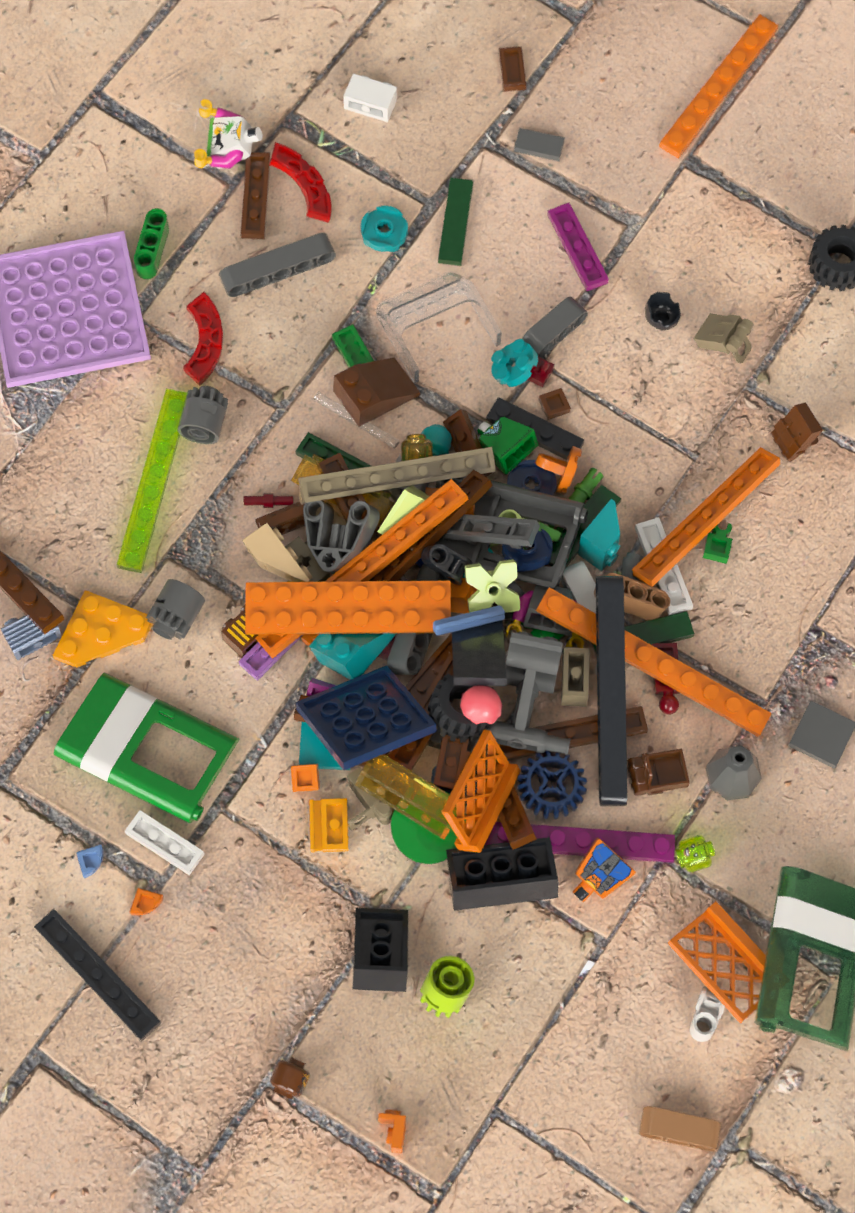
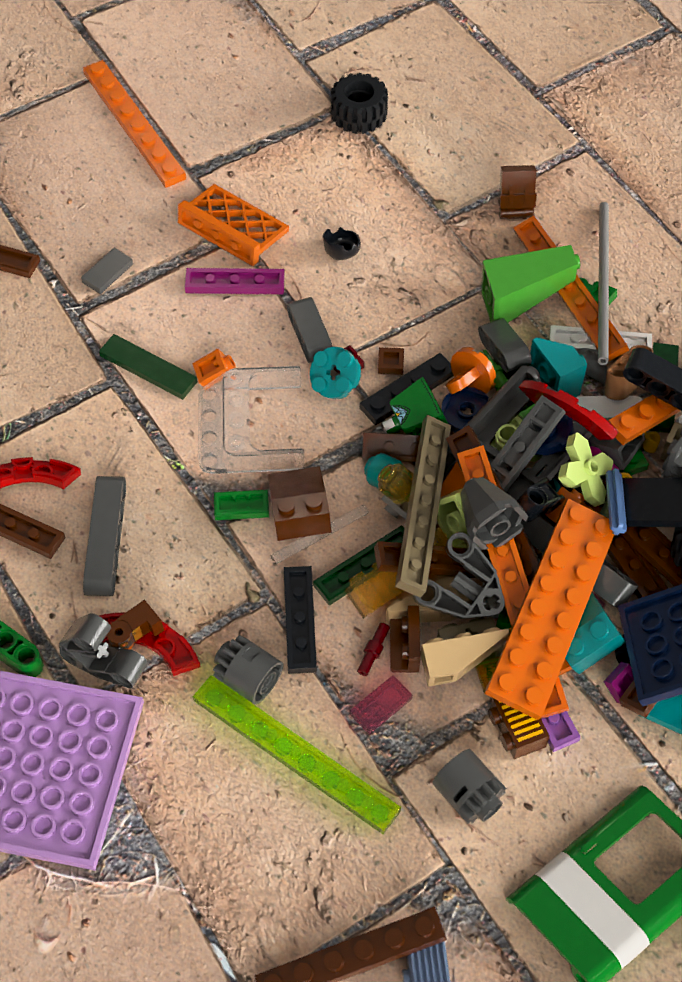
camera: 65 degrees left, 10 degrees down
(100, 629) = (453, 881): light orange plate -> none
(169, 316) = (85, 650): none -> dark grey connector
(202, 319) = (134, 625): none -> reddish brown leg
(223, 525) = (381, 704): none -> clear pink tile
(269, 436) = (300, 620): none -> black plate
(384, 241) = (123, 439): teal plate -> none
(397, 521) = (490, 513): none -> dark grey cone
(477, 271) = (212, 366): none -> orange bracket
(549, 540) = (589, 419): none -> red tile
(611, 484) = (504, 345): none -> dark grey beam
(623, 215) = (224, 232): none -> orange fence
(685, 473) = (525, 279): none -> bright green slope
(722, 539) = (603, 288): none -> light grey piece
(725, 335) = (391, 205): dark tan piece -> none

